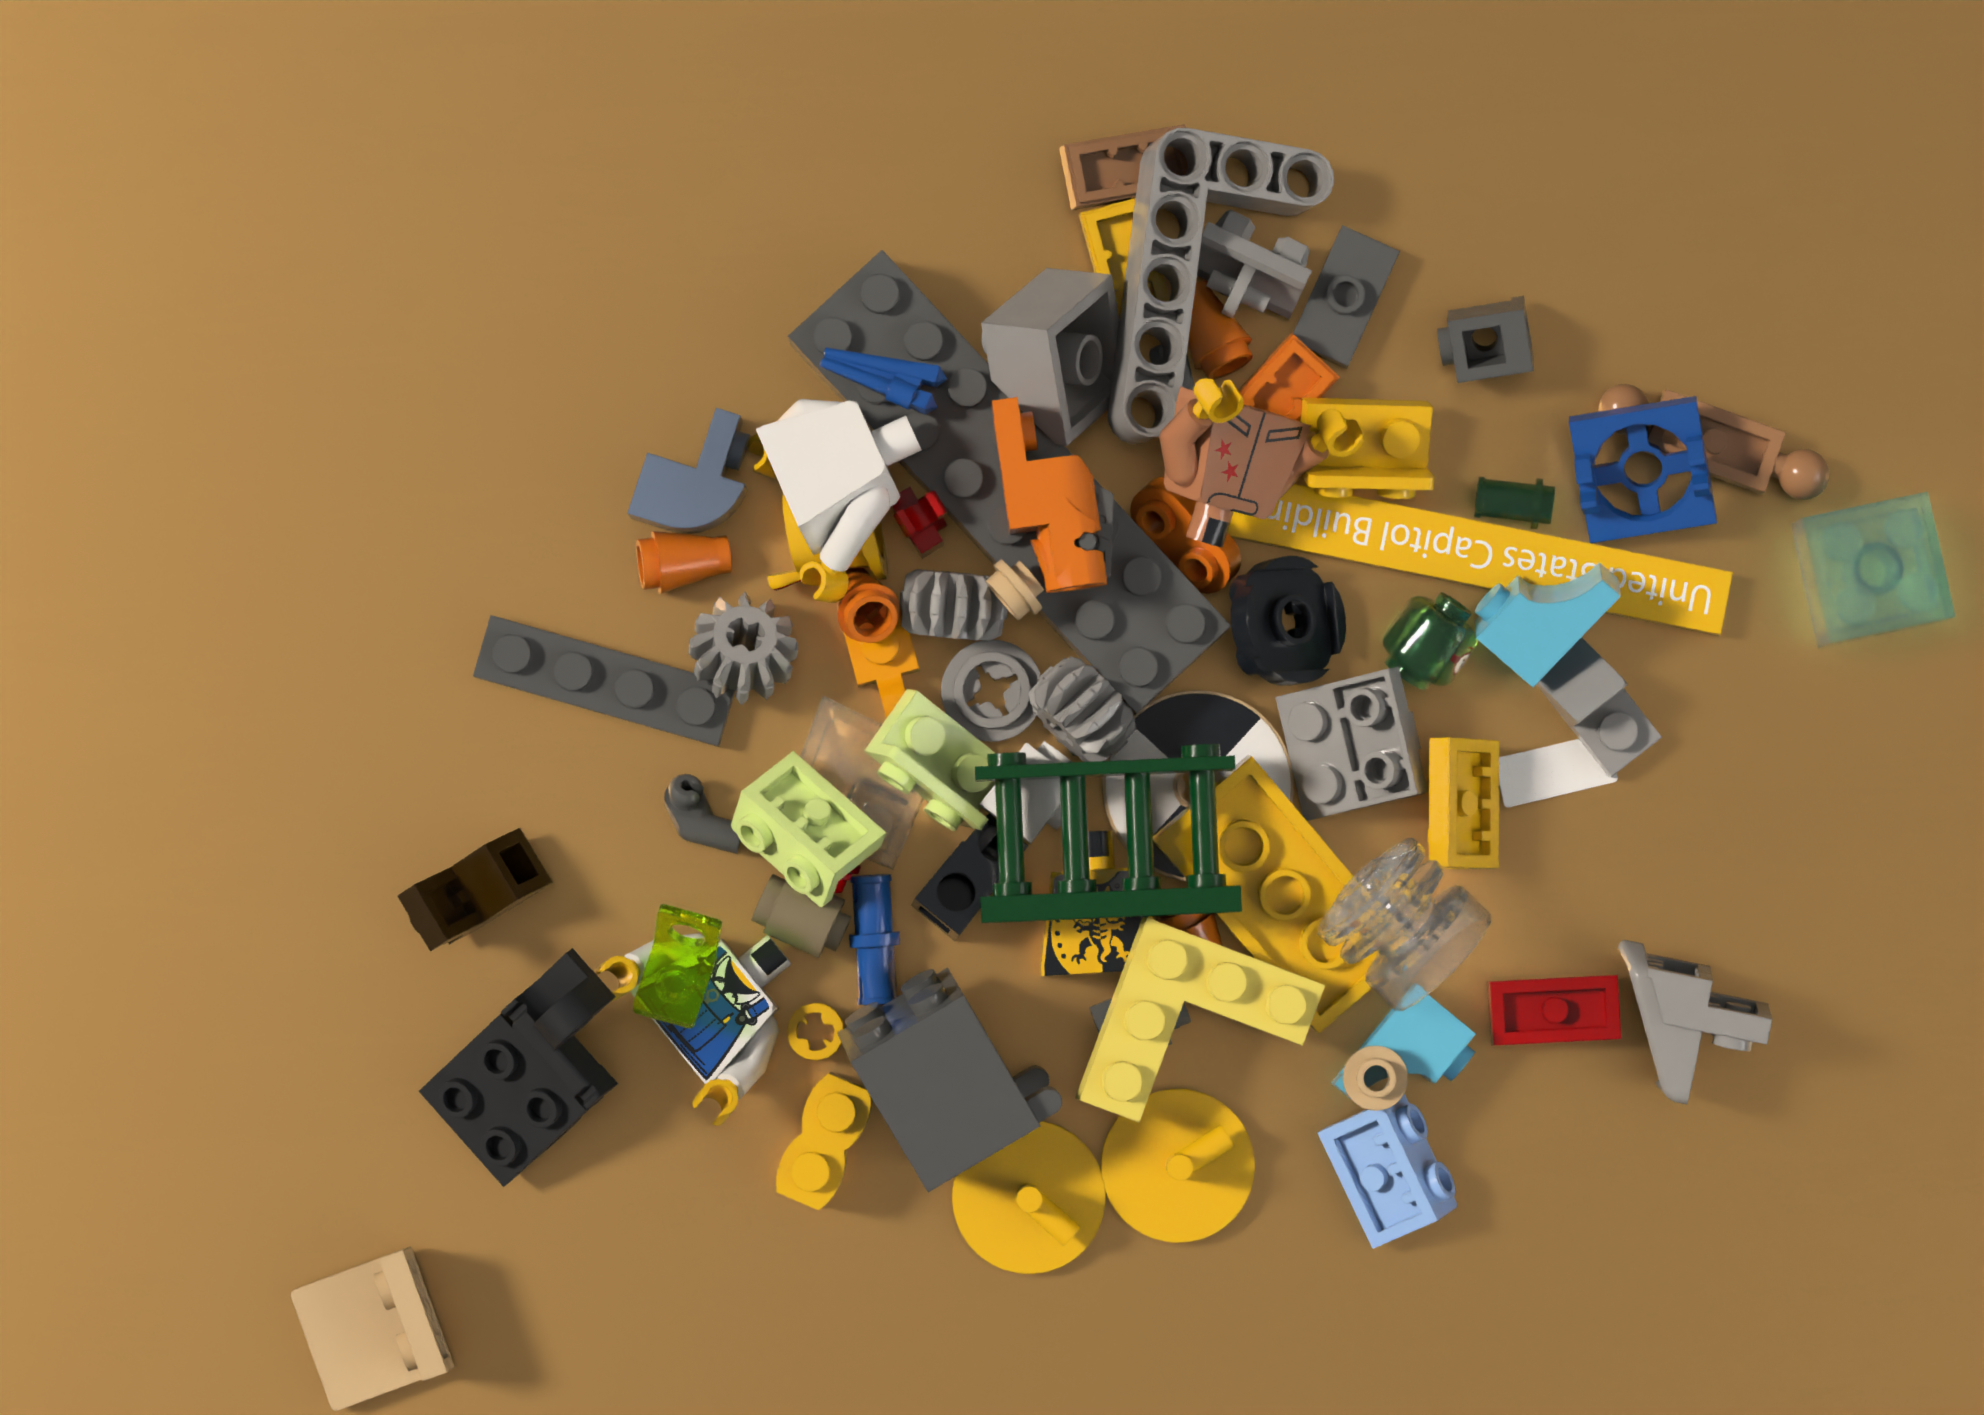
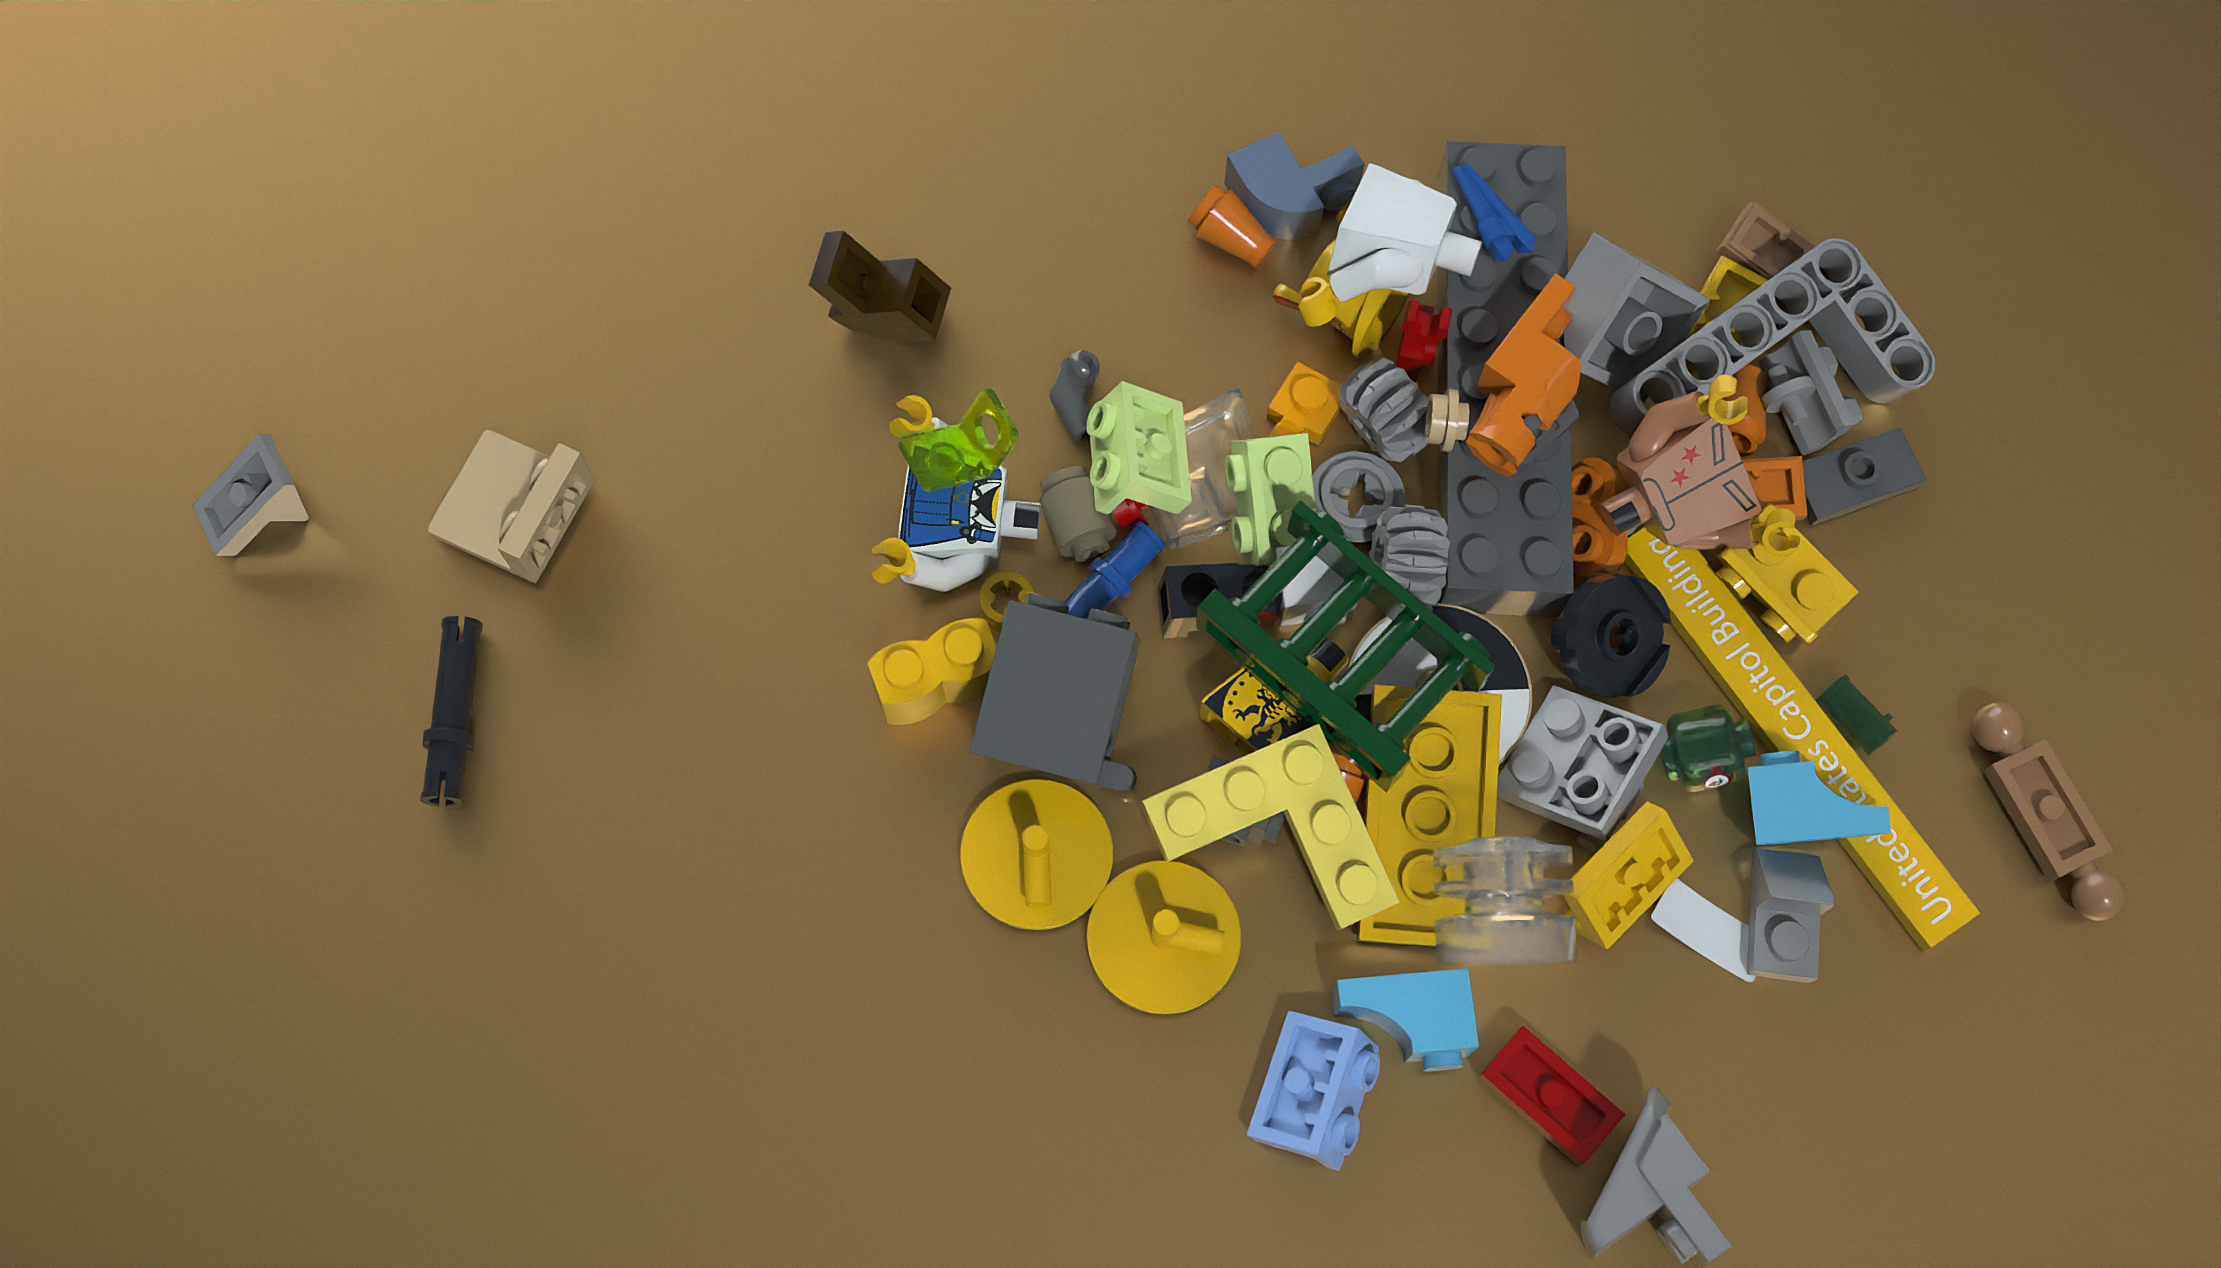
camera: 45 degrees right, 15 degrees down
(526, 1072) = (786, 430): black plate -> none
(602, 681) = (1103, 259): dark grey plate -> none
(726, 646) = (1216, 310): light grey gear -> none
(868, 608) = (1317, 369): orange cone -> none
(1354, 1078) = (1362, 1017): tan plate -> none
(1507, 355) = (1965, 585): dark grey brick -> none
(1610, 523) = (1965, 712): blue piece -> none
(1872, 569) = (2097, 1009): clear light blue brick -> none

